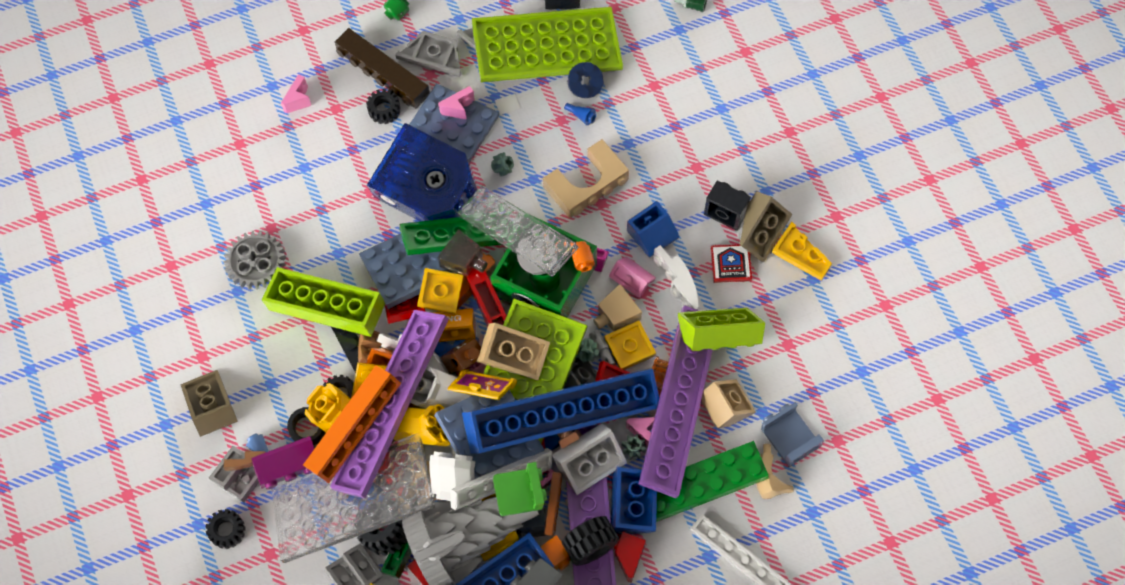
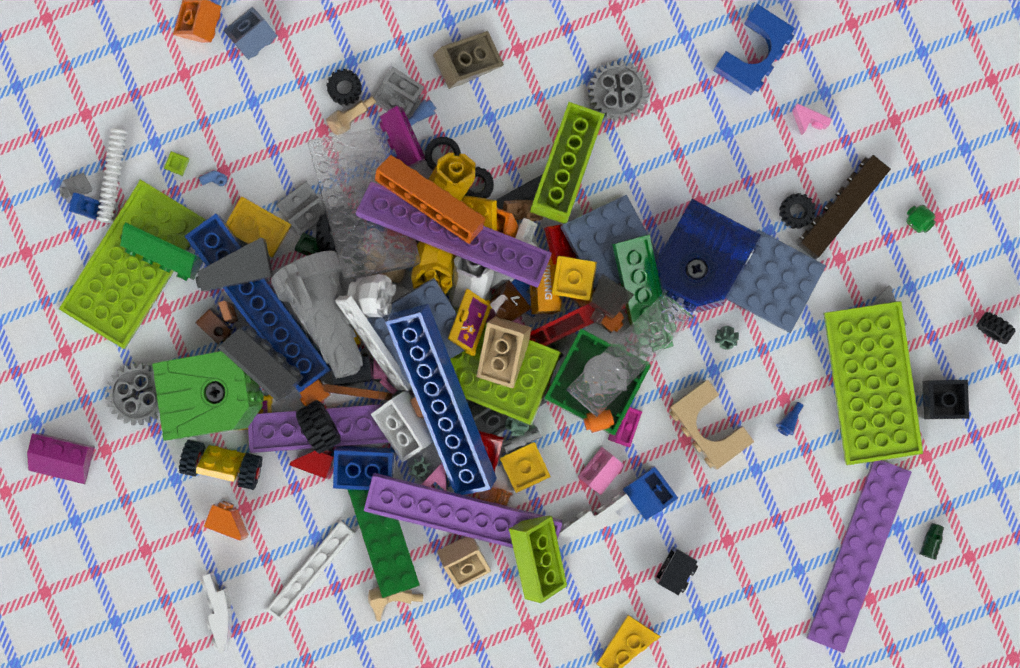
camera: 90 degrees right, 20 degrees up
(214, 122) = (776, 34): none -> blue arch
(237, 464) = (406, 105): medium nougat slope -> none
(262, 532) = (340, 121): none -> tan animal
(432, 52) = (864, 260): light grey wing -> none
(454, 104) = (793, 283): bright pink slope -> none
(507, 104) = (803, 341): white sticker -> none
(519, 490) = (350, 360): bright green bracket -> none
(575, 77) = (823, 434): dark blue plate -> none
(617, 310) = (562, 455): tan torso -> none
(706, 59) = (858, 555): none -> medium lavender plate
(730, 263) = (615, 572): tile -> none
(763, 225) = (652, 606): dark tan slope -> none
(790, 434) = (431, 622): sand blue panel -> none

